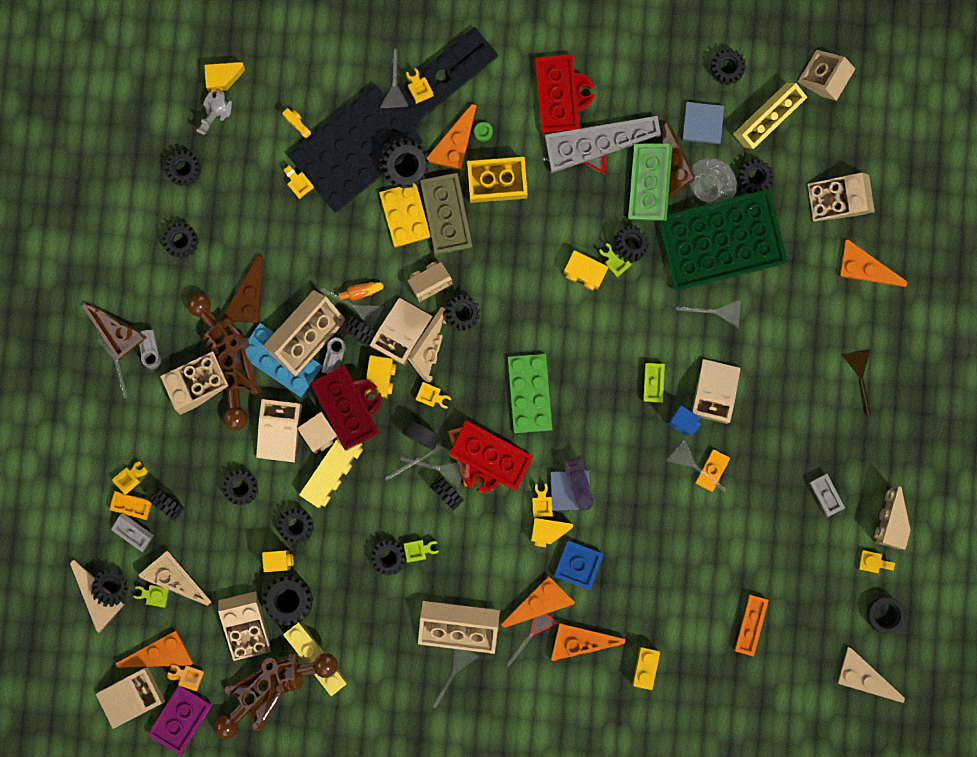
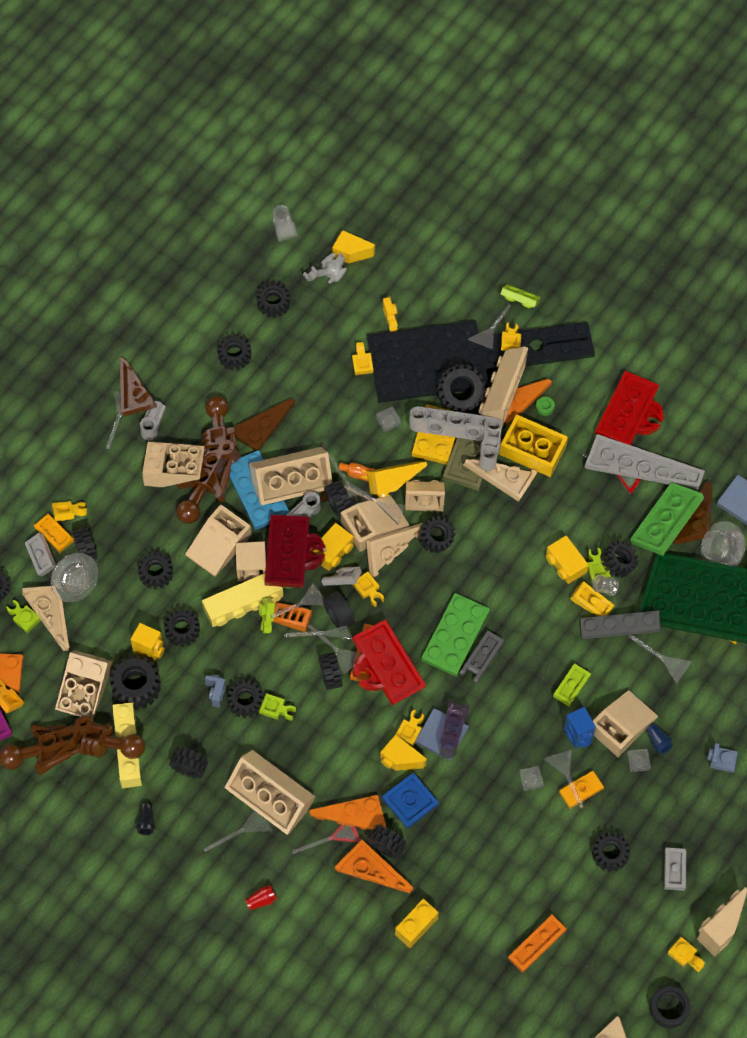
camera: 30 degrees right, 20 degrees down
(148, 89) = (284, 225): none -> clear piece
(176, 539) = (74, 577): none -> clear helmet
(355, 226) = (388, 419): none -> clear plate
(361, 472) = (265, 610): none -> lime plate
(362, 567) = (217, 692): none -> sand blue bracket
(371, 712) = (145, 822): none -> black cone
(377, 645) = (188, 763): none -> black tyre
(389, 433) = (312, 597): none -> clear piece
(392, 282) = (392, 478): none -> yellow slope
(395, 451) = (295, 624): none -> orange slope
(401, 35) = (527, 299): none -> lime plate
(404, 398) = (344, 576): none -> light grey tile
(410, 312) = (394, 511): none -> clear piece
(433, 196) = (461, 426): none -> light grey beam
(441, 139) = (504, 384): none -> tan slope
(494, 223) = (506, 478): none -> tan wing
(507, 720) = (262, 897): none -> red cone
(564, 400) = (483, 655): none -> dark grey hinge
(582, 615) = (387, 841): none -> black tyre
(626, 294) = (591, 600): none -> yellow slope
(632, 275) = (605, 585): none -> clear bush
(665, 305) = (620, 625): none -> dark grey plate
(666, 486) = (531, 778): none -> clear plate
(746, 417) = (638, 760): none -> clear plate
(752, 388) = (661, 742): none -> dark blue cone
(778, 515) = (619, 843): none -> black tyre
(813, 374) = (722, 758): none -> sand blue bracket

